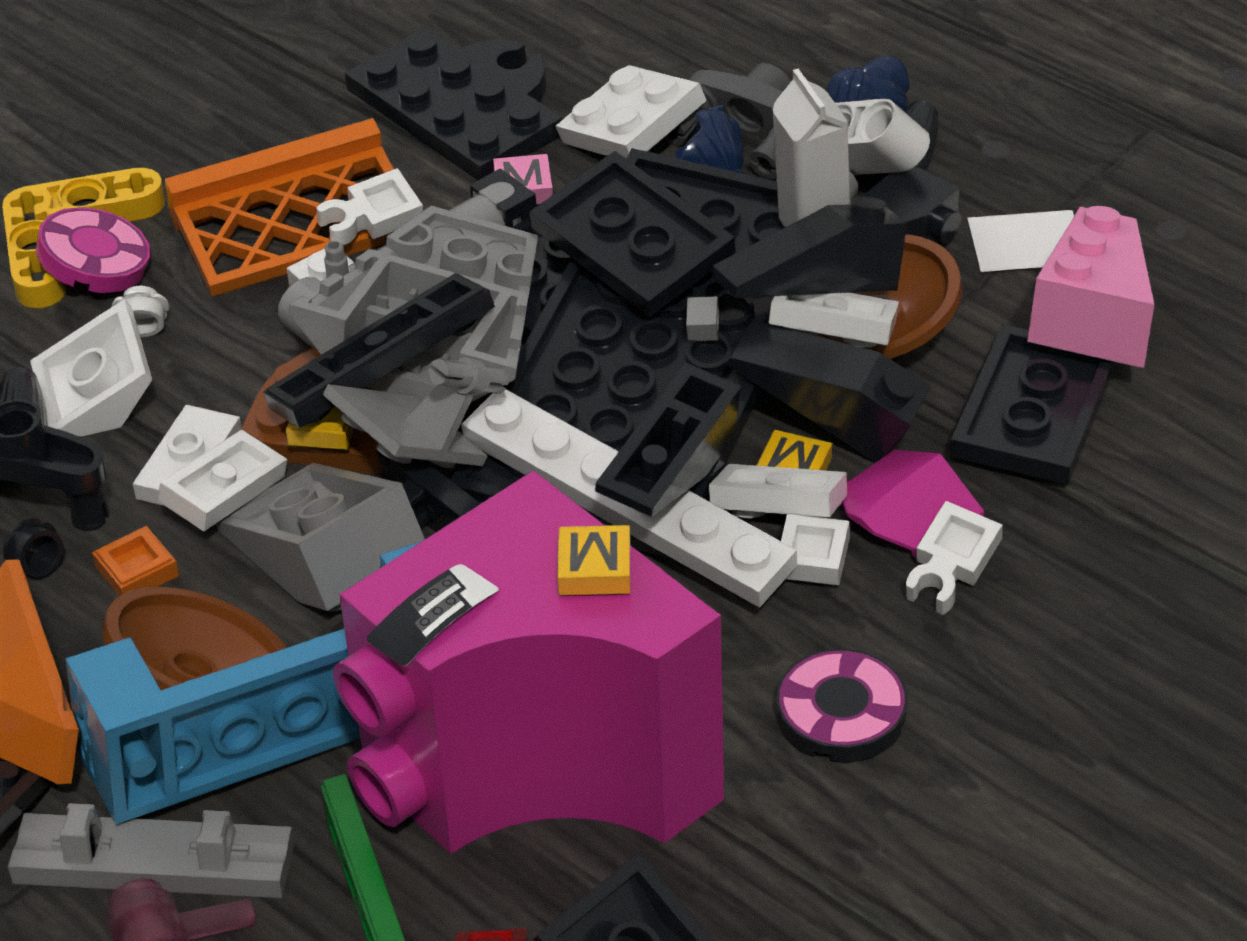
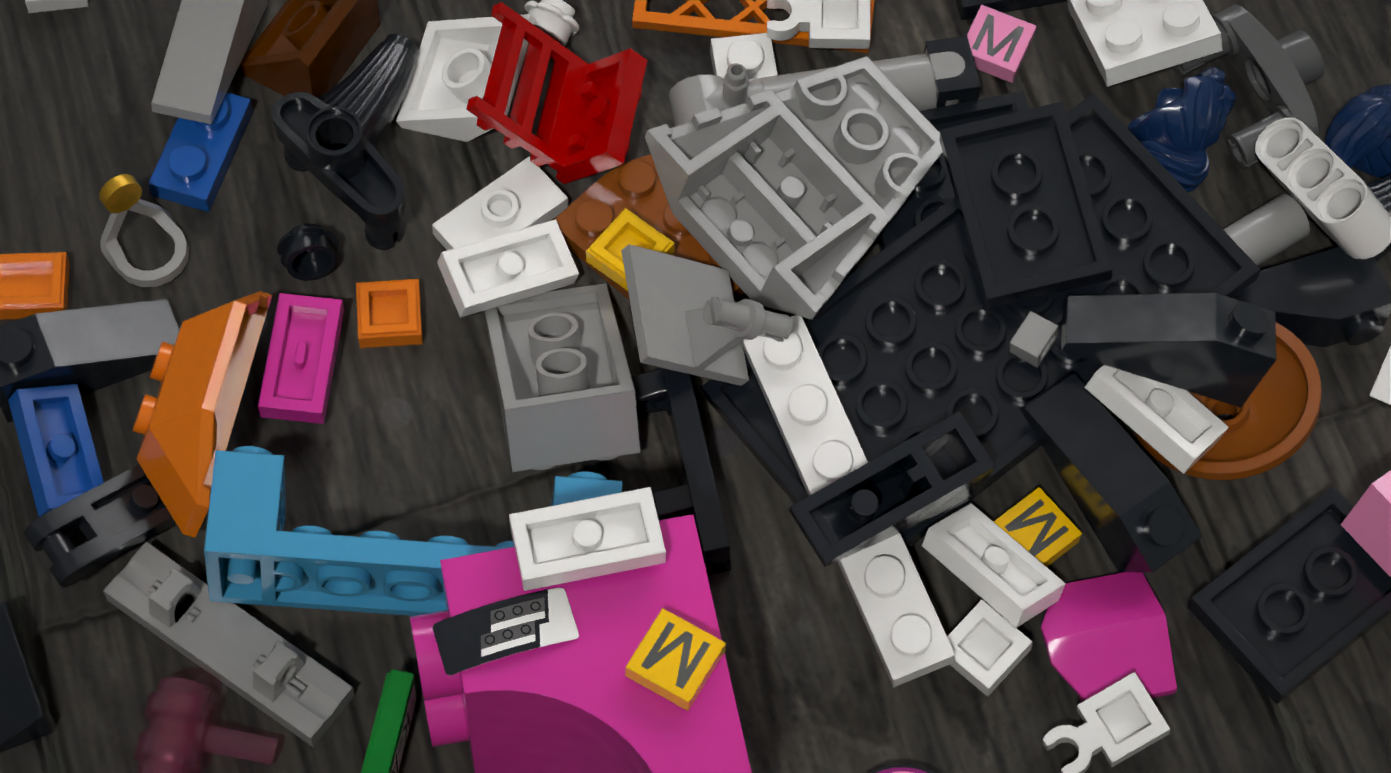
camera: 25 degrees right, 20 degrees up
(71, 610) = (301, 358): none -> dark pink plate
(186, 632) = (382, 437): dark orange dish -> none
(209, 358) = (585, 107): none -> red plate
(379, 348) = (711, 215): black plate -> none
(459, 512) = (587, 538): none -> white plate
(809, 150) = (1222, 236): white piece -> none

